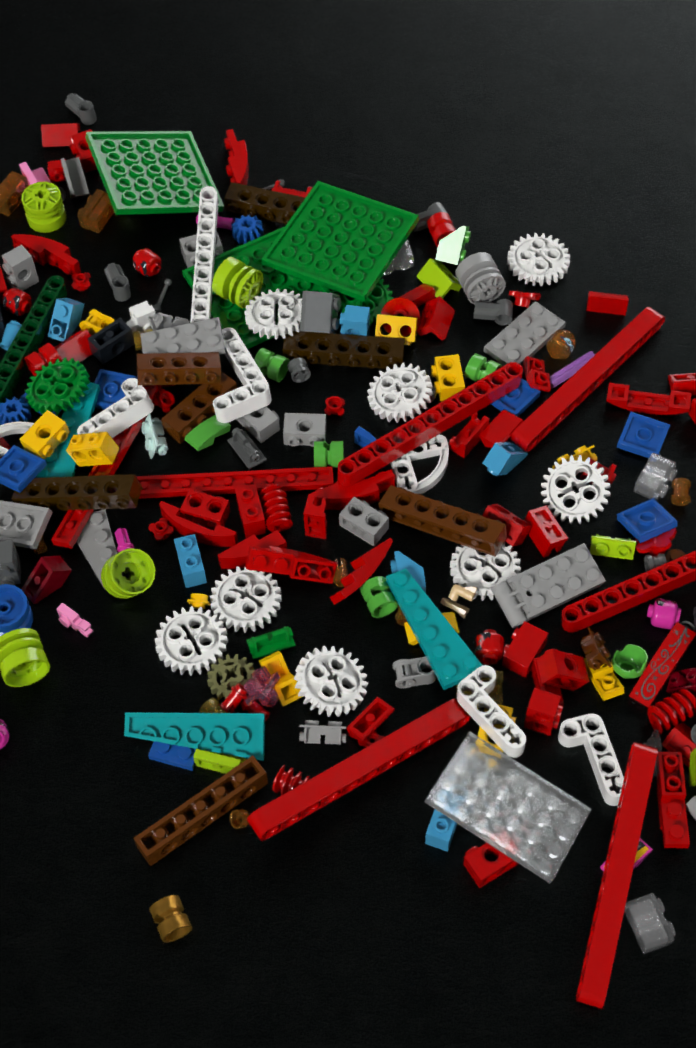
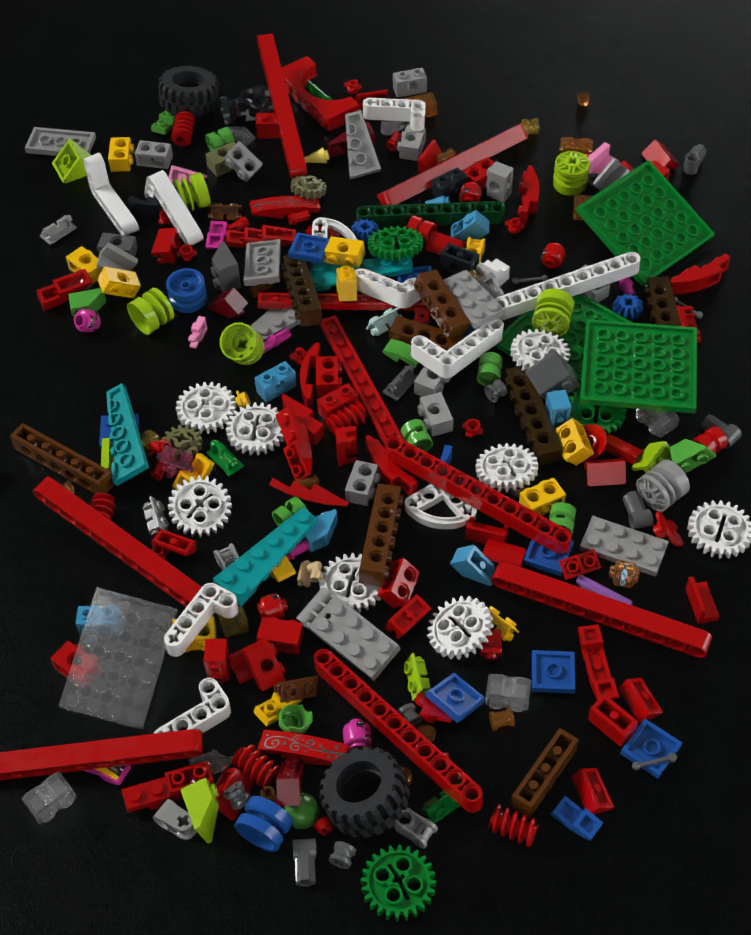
camera: 70 degrees right, 5 degrees down
(118, 282) = (521, 247): dark grey piece -> none

